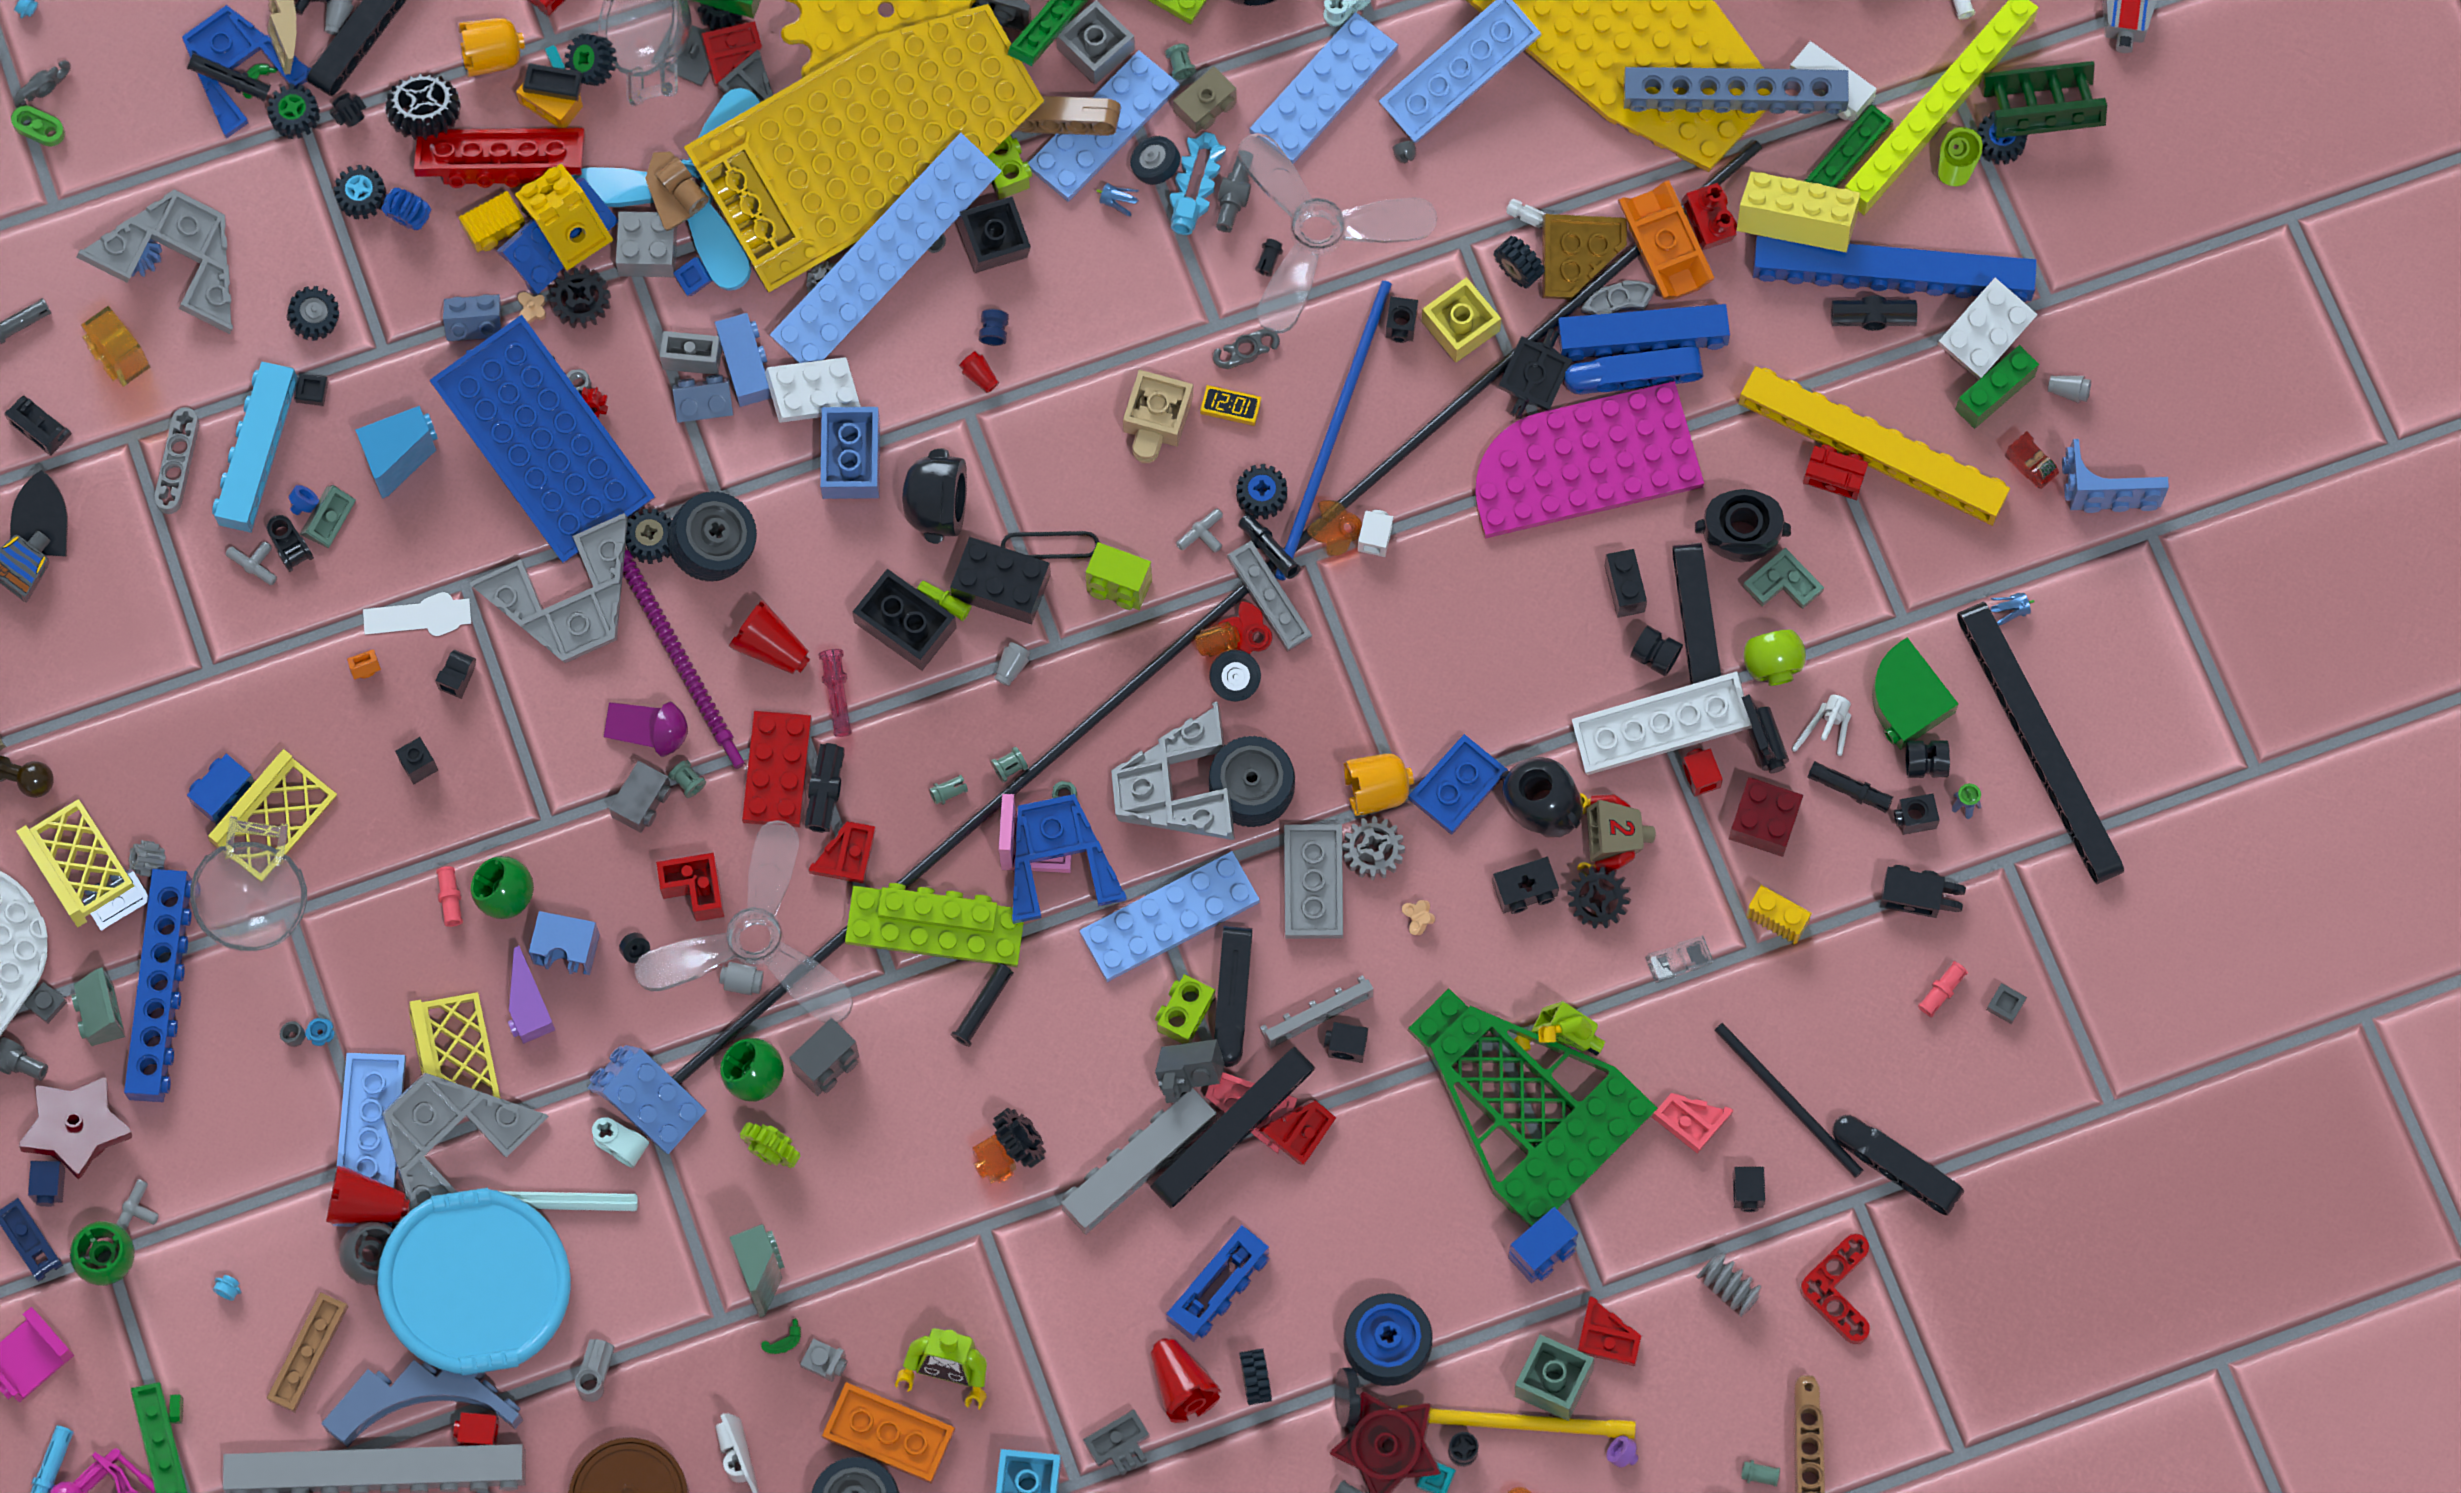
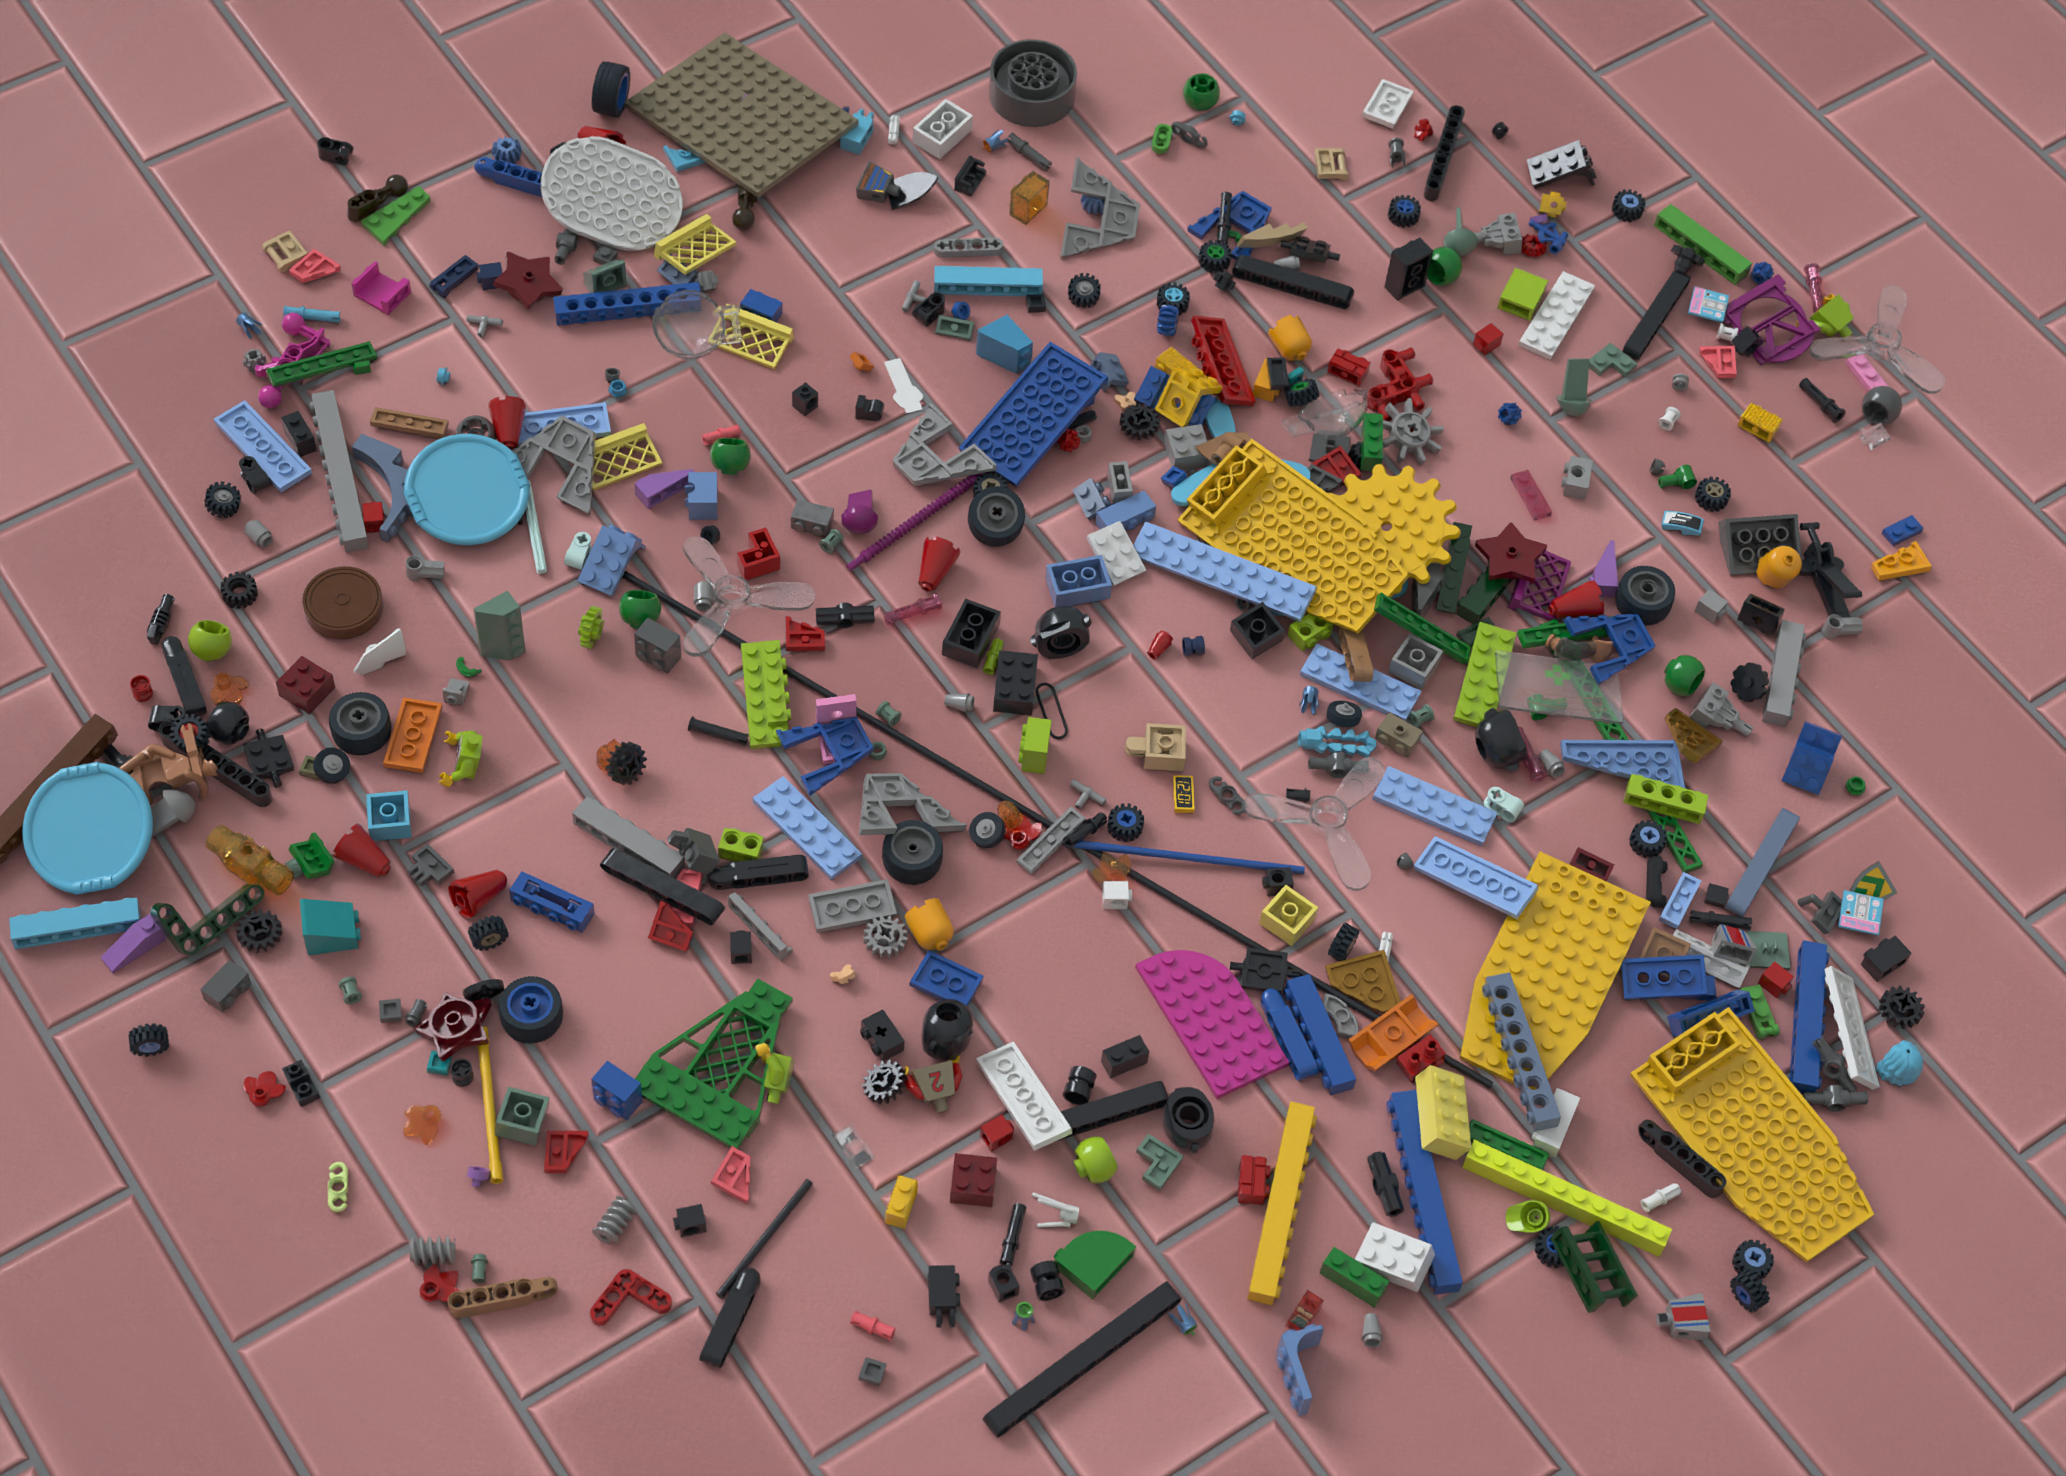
camera: 70 degrees right, 15 degrees down
(121, 1257) = (449, 307): green wheel -> none
(421, 100) = (1239, 315): black gear -> none
(777, 768) = (853, 587): red plate -> none
(947, 790) = (859, 680): sand green pin -> none
(1765, 737) = (1036, 1165): black piece -> none

